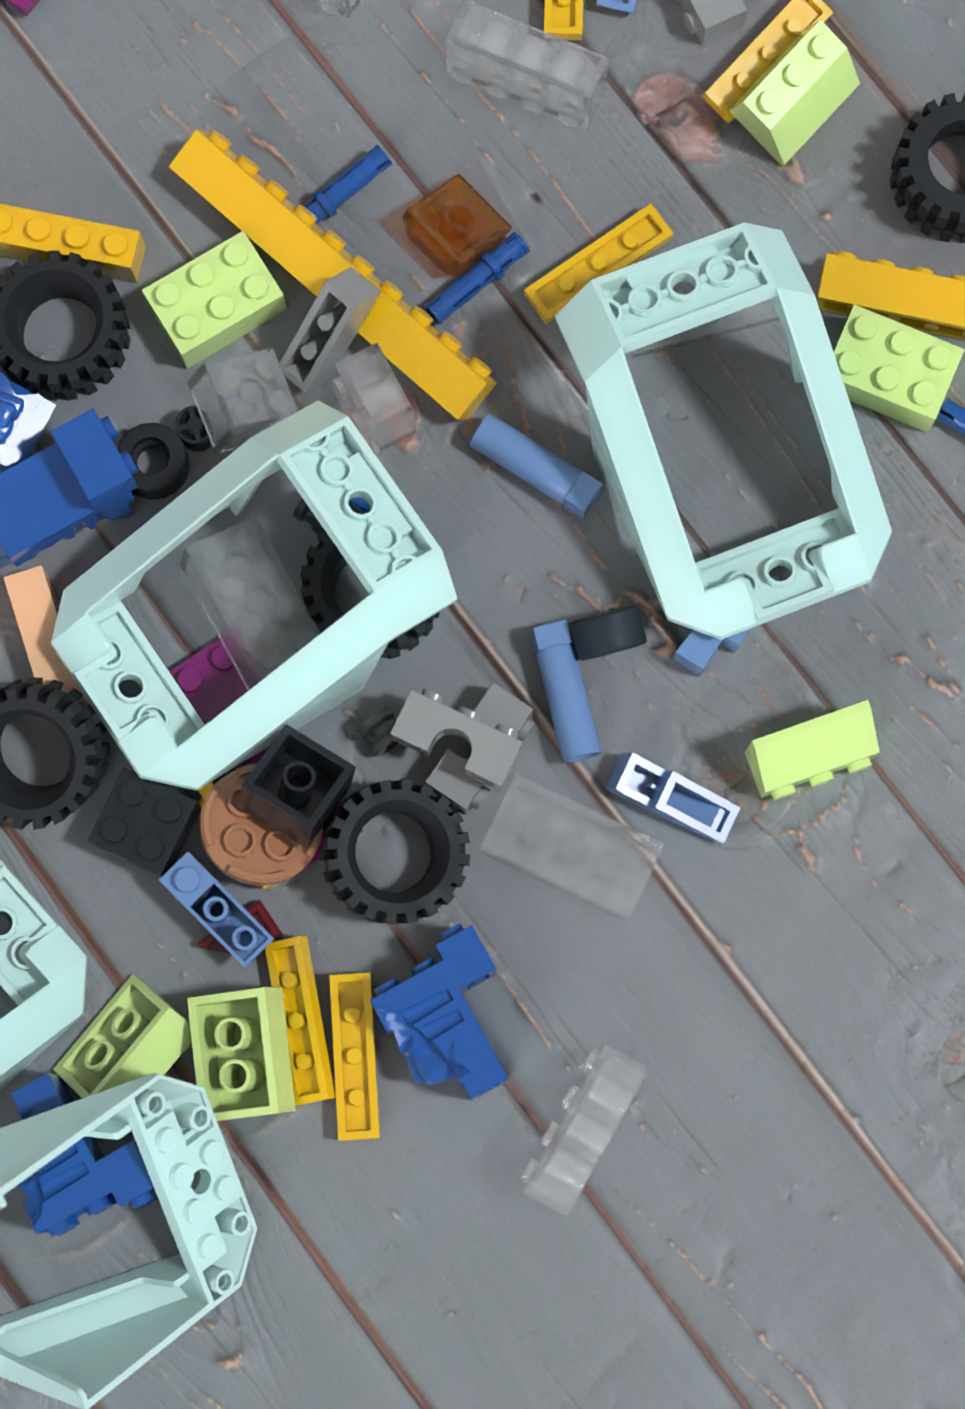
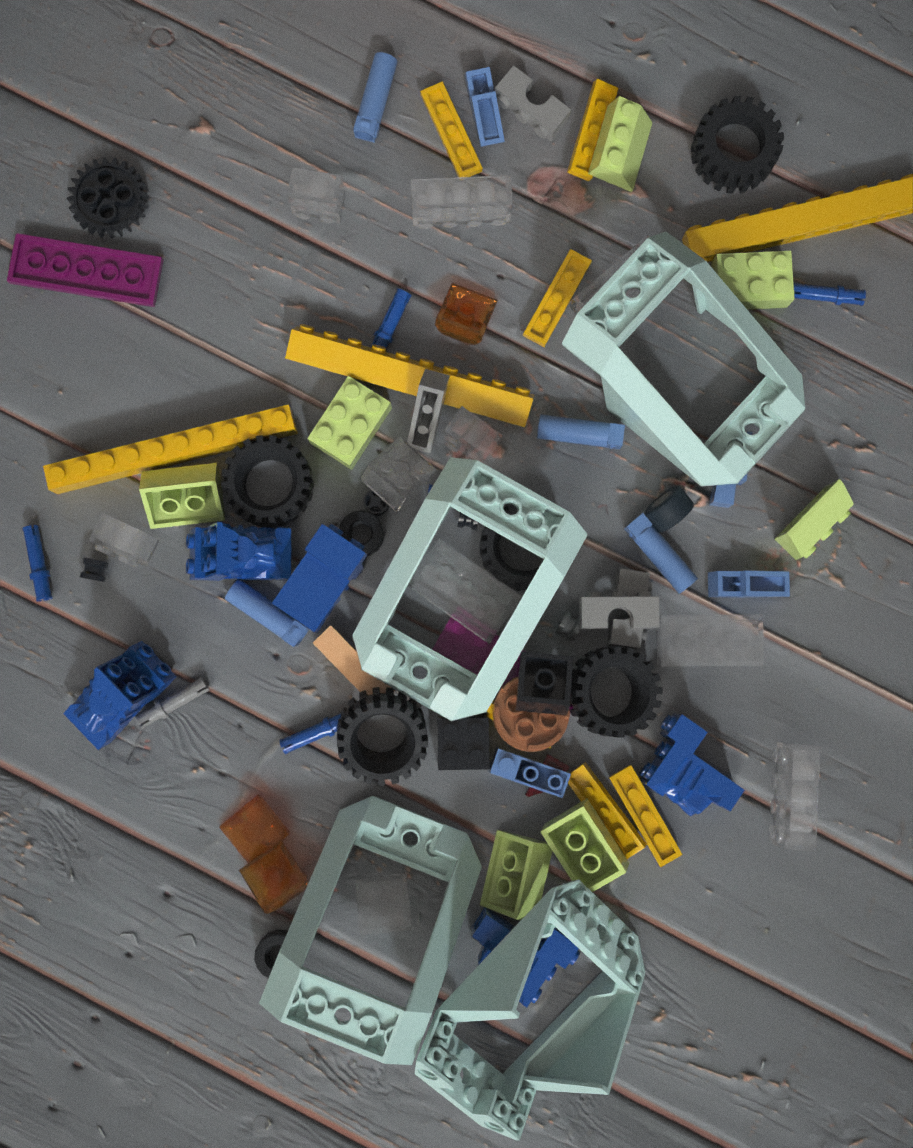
camera: 30 degrees left, 5 degrees up
(487, 269) = (496, 329): blue pin -> none

